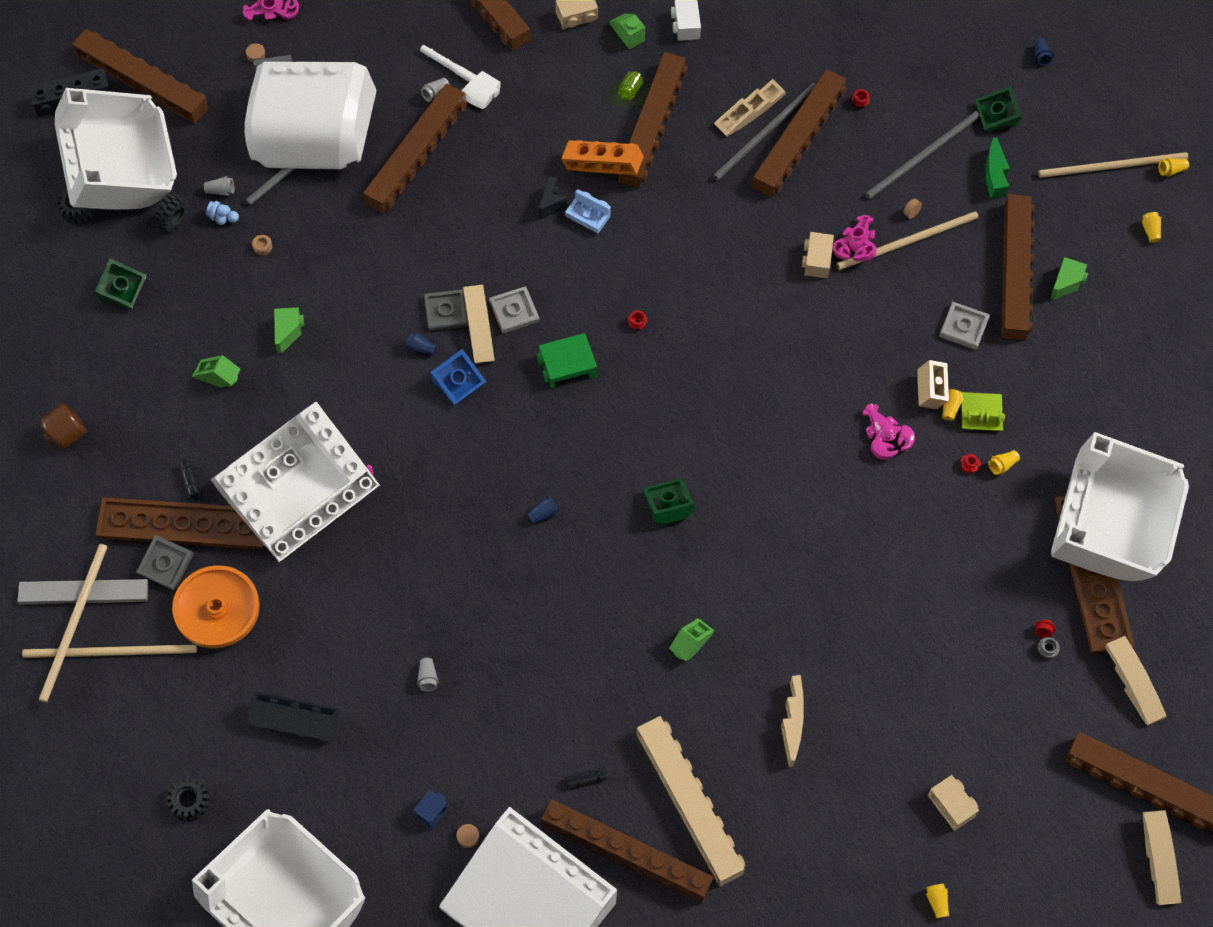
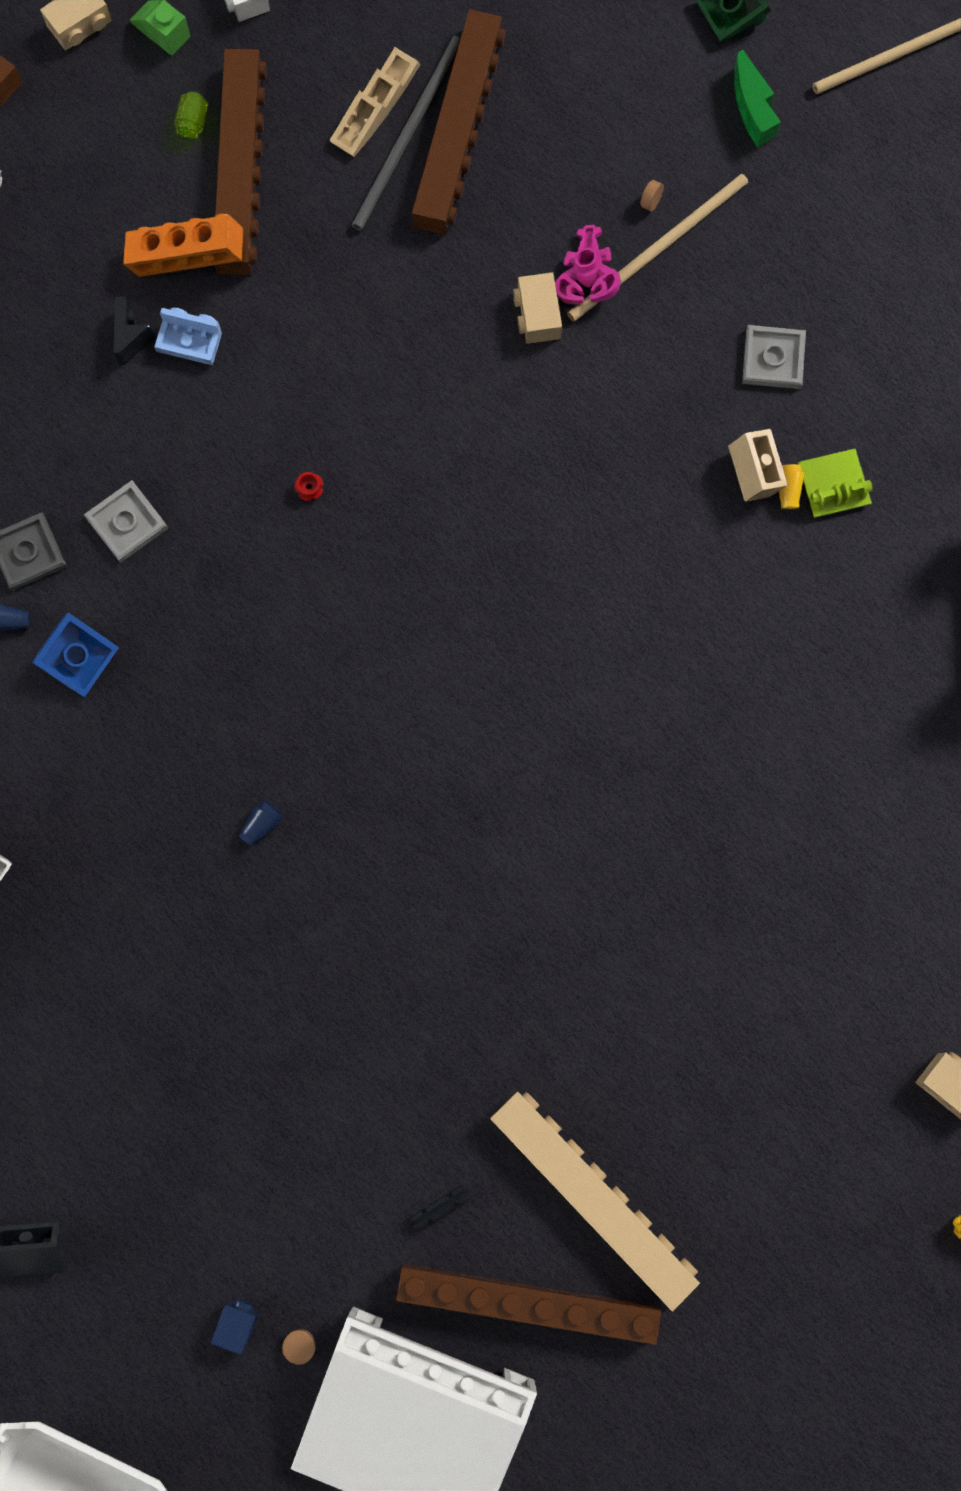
camera: 15 degrees left, 15 degrees up
(427, 675) = (169, 1125): light grey cone -> none
(478, 324) = (81, 561): tan slope -> none
(566, 359) = (225, 579): green panel -> none
(669, 501) = (435, 755): dark green slope -> none
(691, 639) = (527, 956): bright green slope -> none
(793, 725) = (706, 1047): tan slope -> none
(861, 94) = (530, 34): red plate -> none
(886, 431) = (711, 555): dark pink animal -> none
(922, 155) = (642, 106): dark grey piece -> none
(966, 466) = (840, 574): red plate -> none
(1001, 463) = (885, 554): yellow cone -> none
(1016, 267) = (825, 245): reddish brown brick -> none
(1069, 278) = (901, 240): bright green slope -> none

